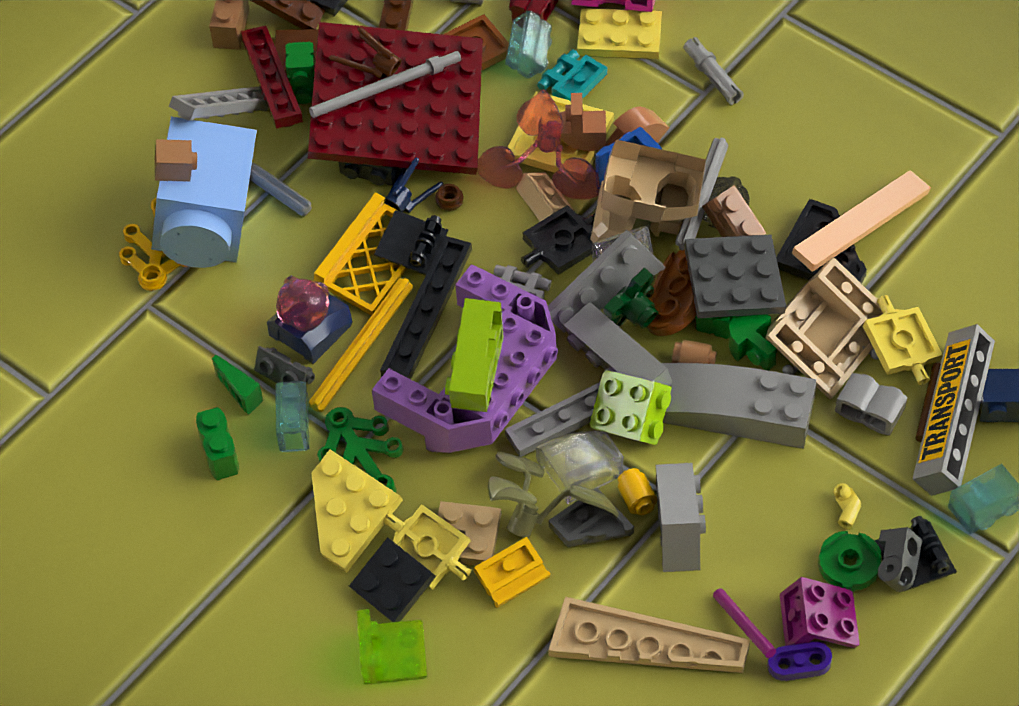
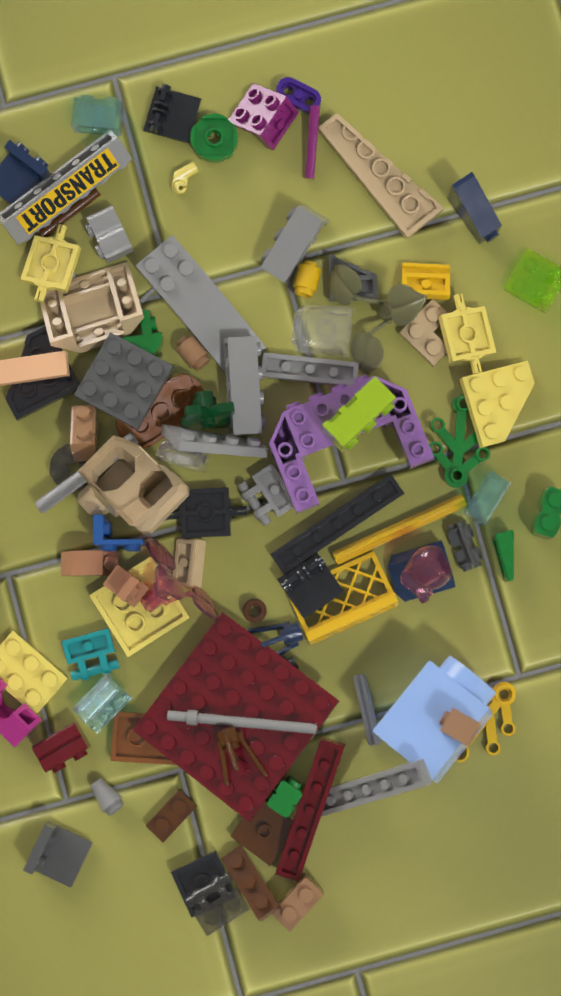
camera: 145 degrees left, 30 degrees up
(392, 581) = (505, 326): black plate -> none
(514, 667) = (474, 208): none -> dark blue slope
(630, 407) = (270, 335): lime bracket -> none
(900, 557) = (187, 108): dark grey leg -> none

